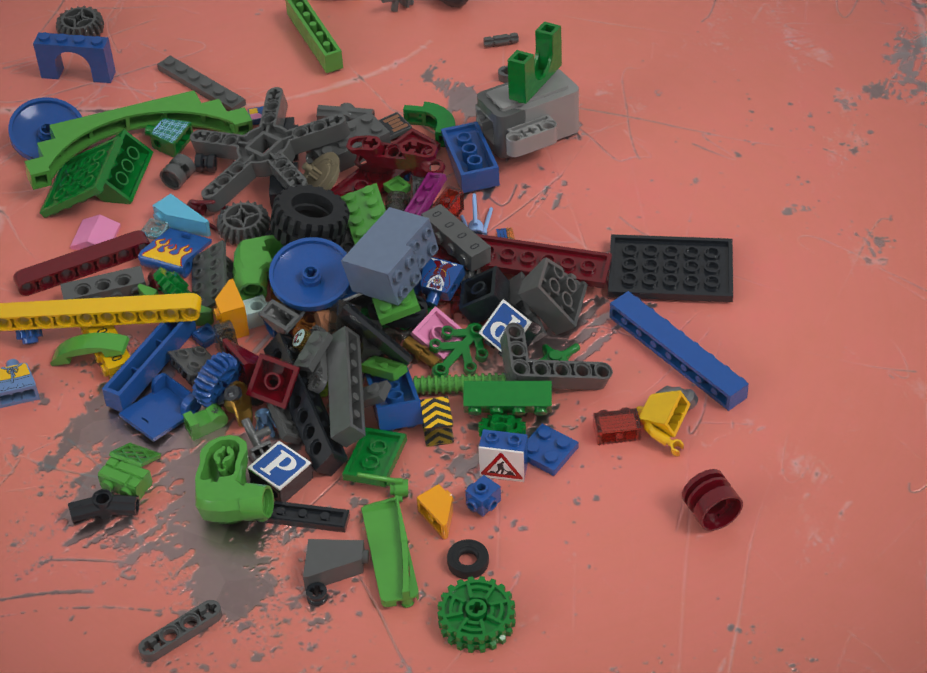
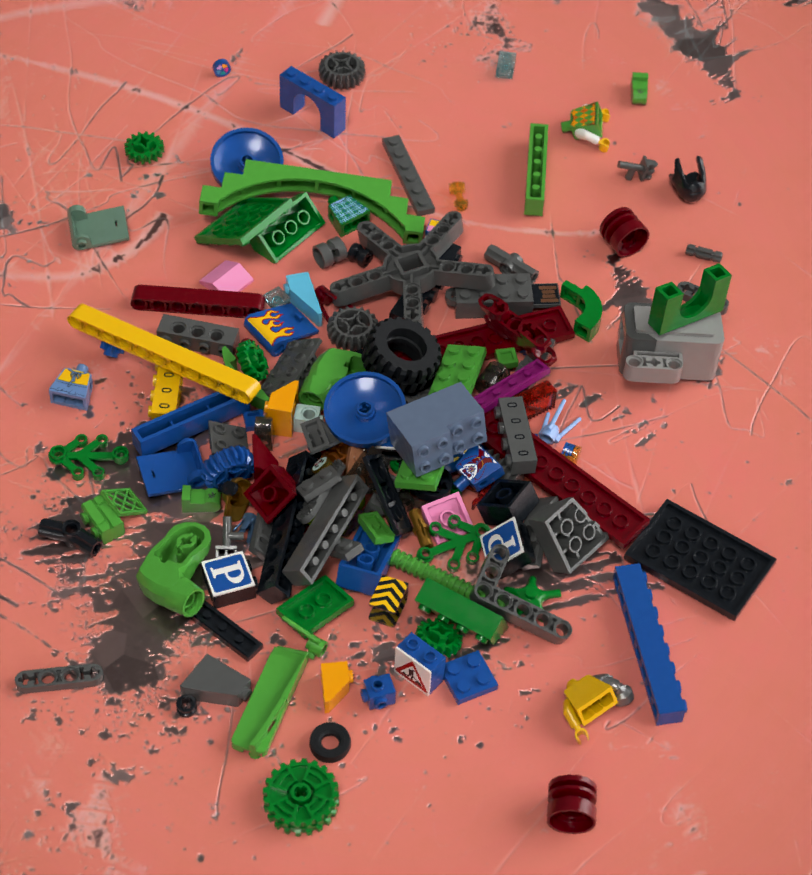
camera: 25 degrees right, 5 degrees up
(46, 444) = (119, 454): none -> green plant
(107, 343) = (152, 383): bright green slope -> none
(255, 76) = (457, 189): none -> clear yellow bar
(323, 171) = (444, 315): dark tan piece -> none
(426, 48) = (624, 232): none -> dark red wheel
(470, 157) = (590, 359): blue slope -> none
(617, 426) = (541, 687): clear red brick -> none

